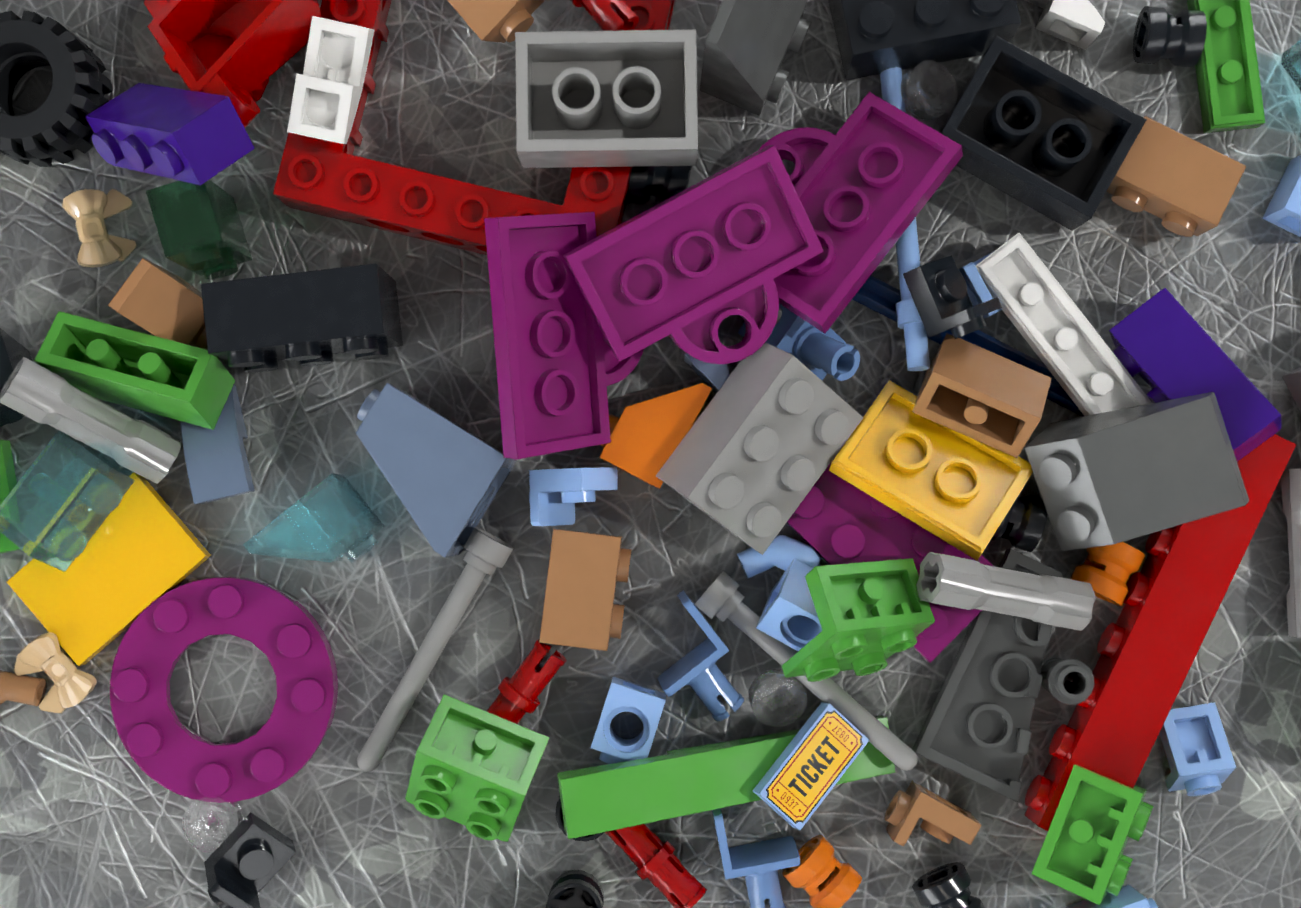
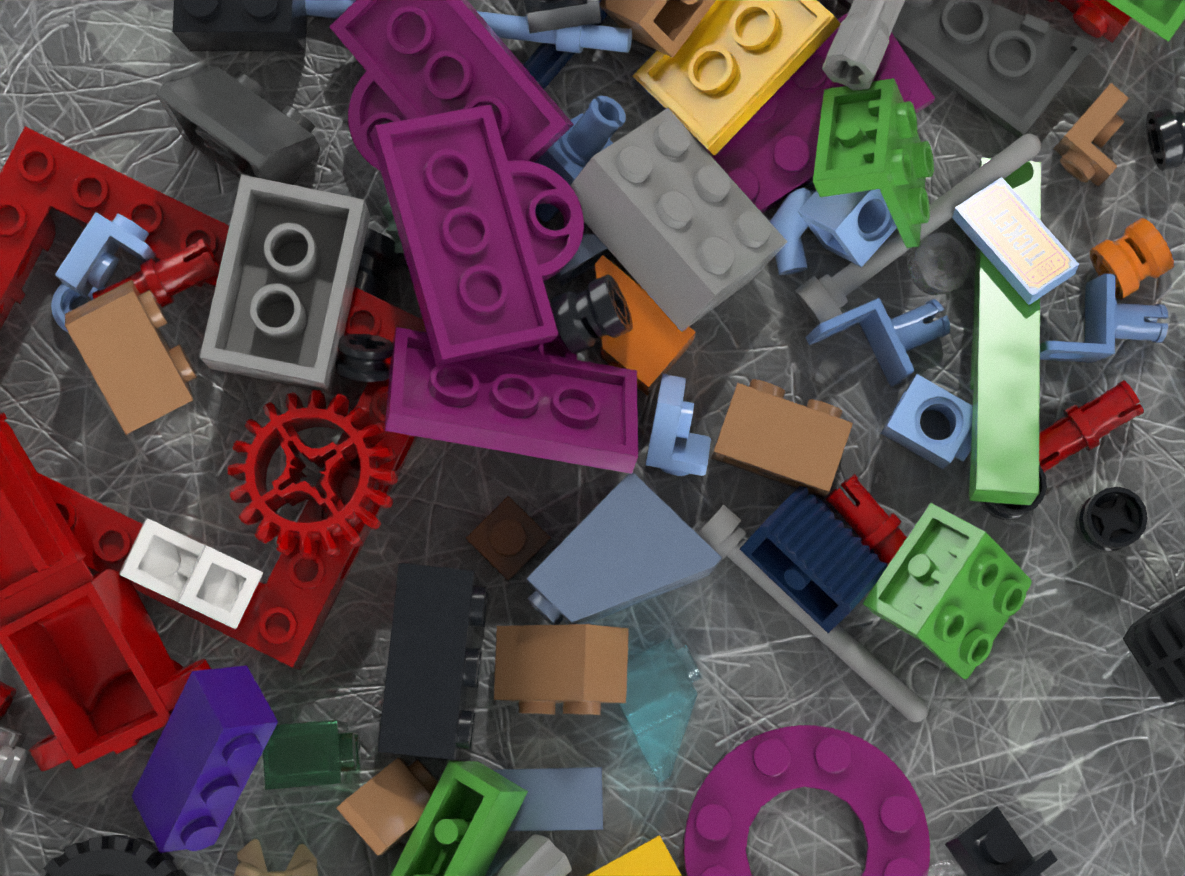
camera: 80 degrees left, 5 degrees down
(322, 437) = (561, 665): none -> medium nougat brick
(442, 363) = (508, 538): none -> reddish brown plate
(469, 132) = (287, 487): none -> red gear
(478, 642) = (814, 558): none -> dark blue brick
(560, 189) = (364, 357): none -> black bush
(649, 388) = (591, 314): none -> black wheel

